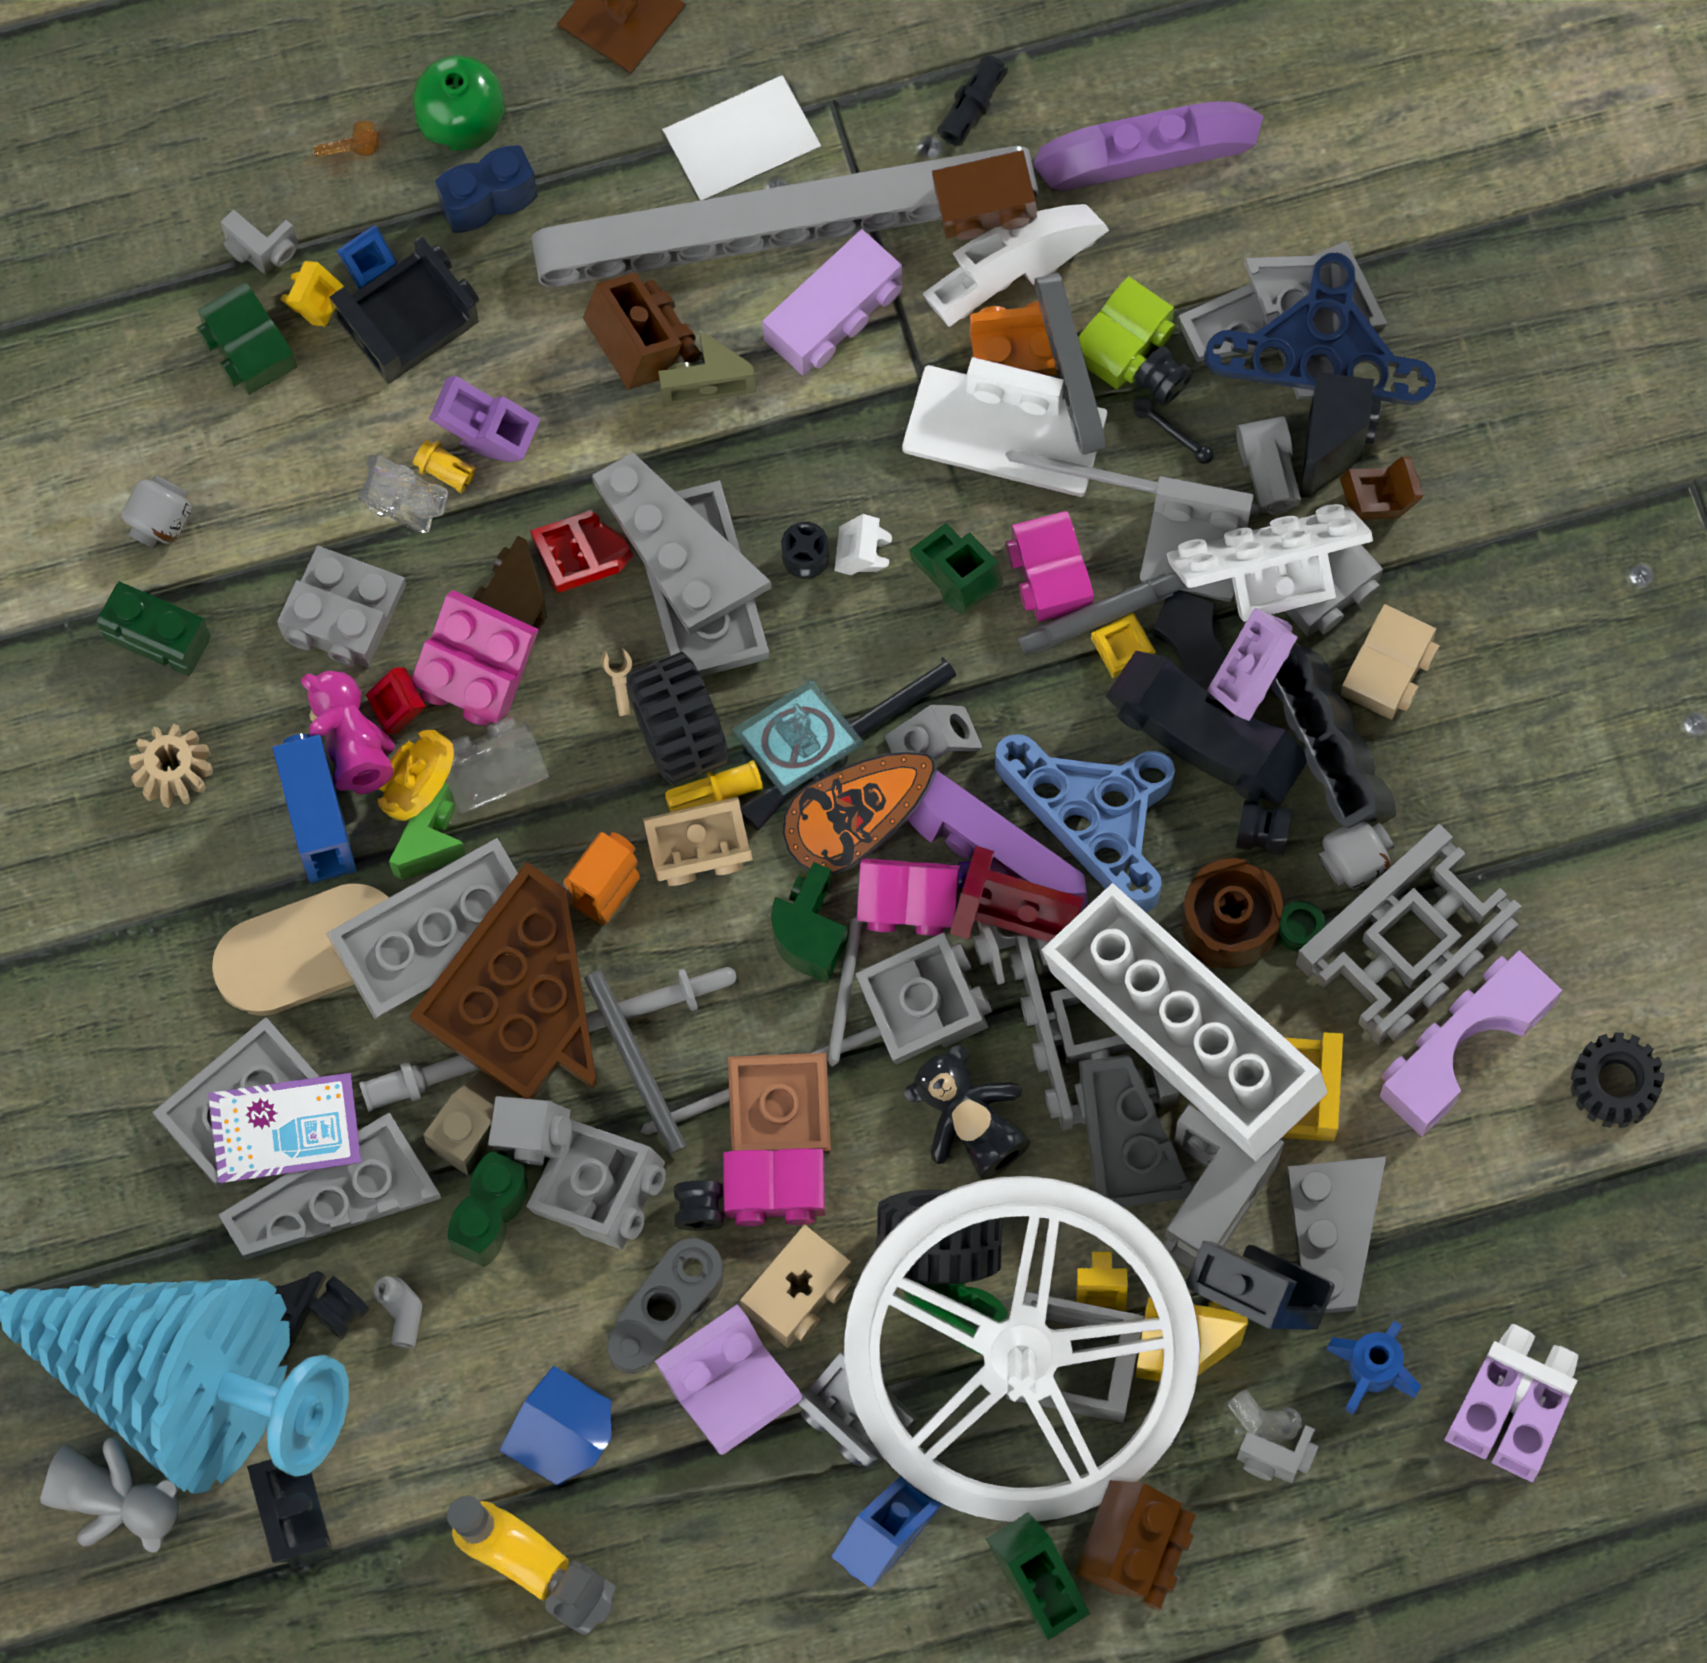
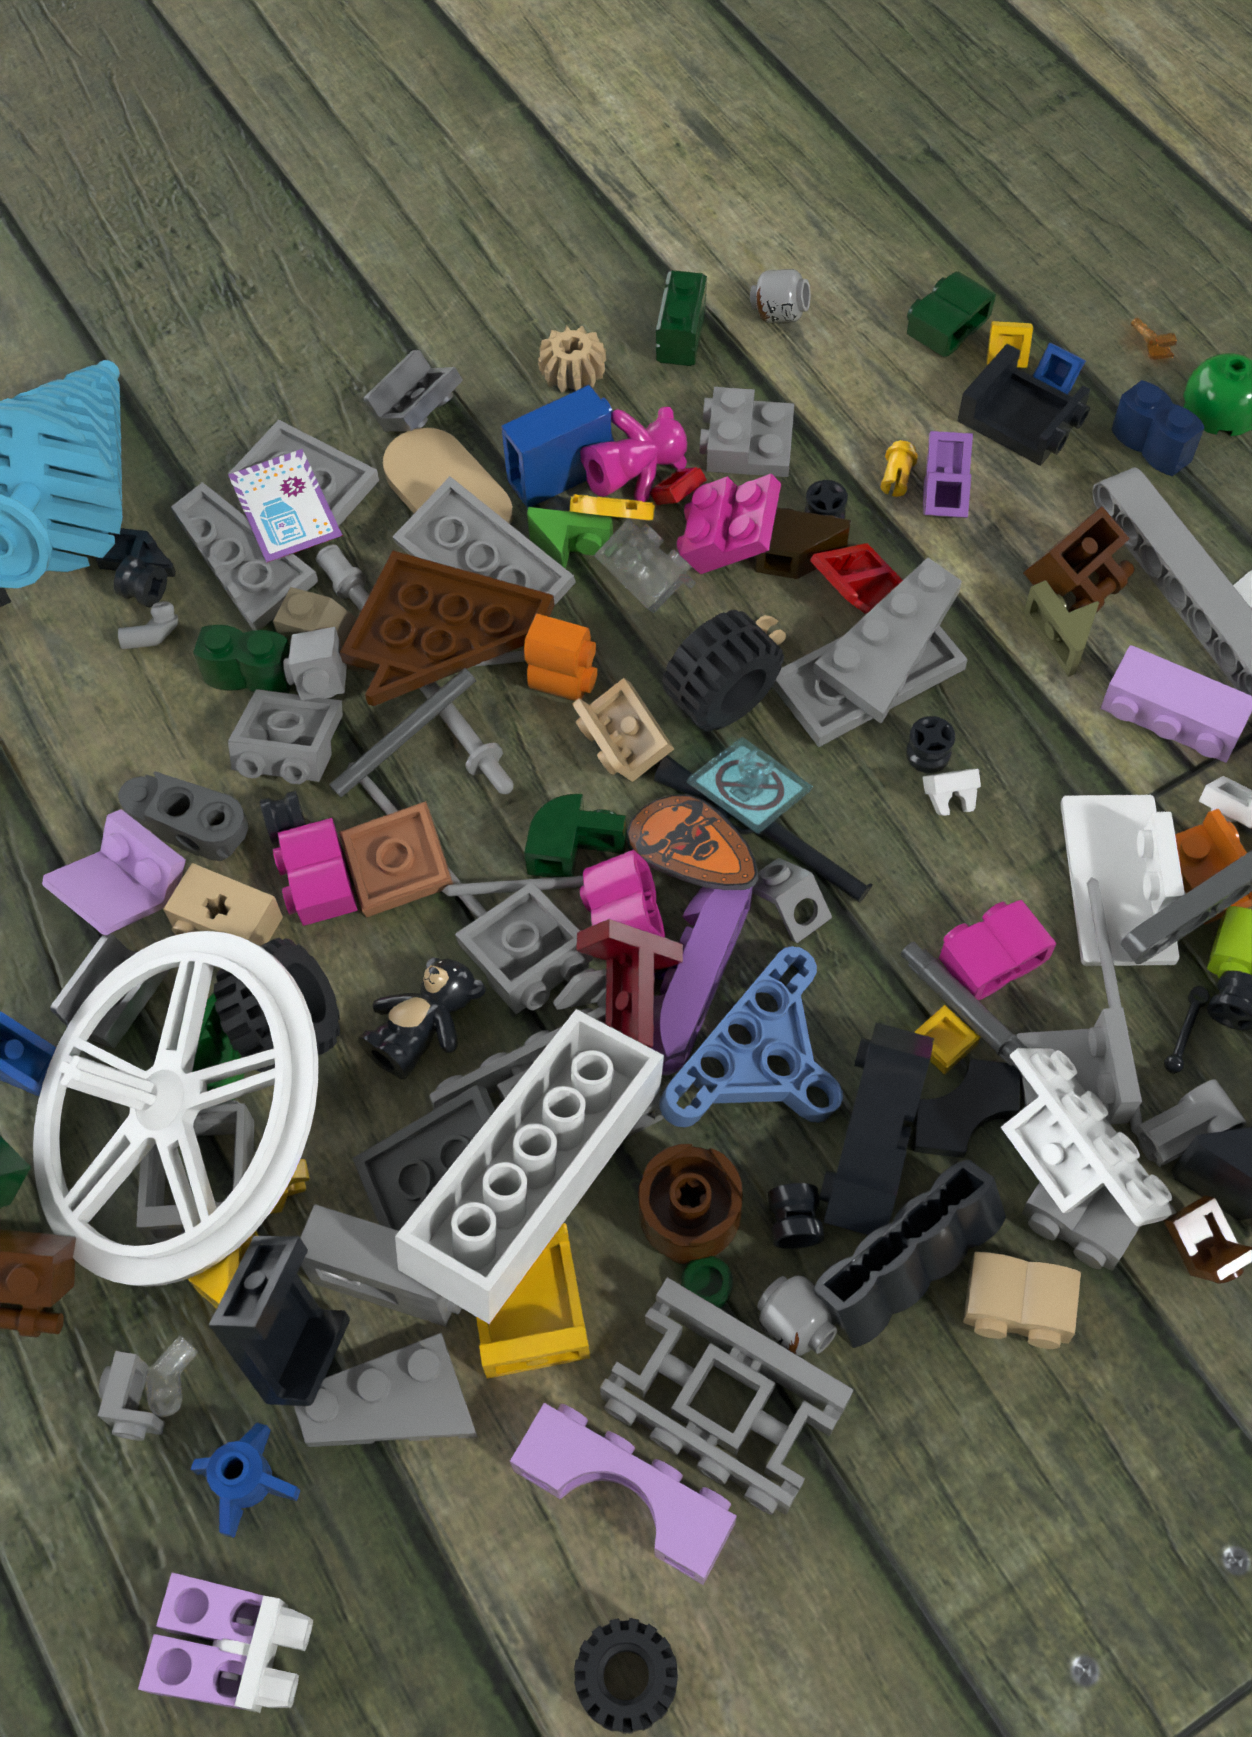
camera: 75 degrees right, 10 degrees down
(165, 953) = (411, 393): none -> flat silver bracket
(249, 244) = (1034, 304): light grey bracket -> none
(401, 494) = (857, 436): clear hips -> none
(472, 545) = (826, 495): none -> black wheel
(560, 1428) = (69, 768): blue slope -> none
(715, 787) = (680, 733): yellow axle -> none
(957, 567) = (958, 865): dark green brick -> none
(1252, 663) = (976, 1147): lavender bracket -> none

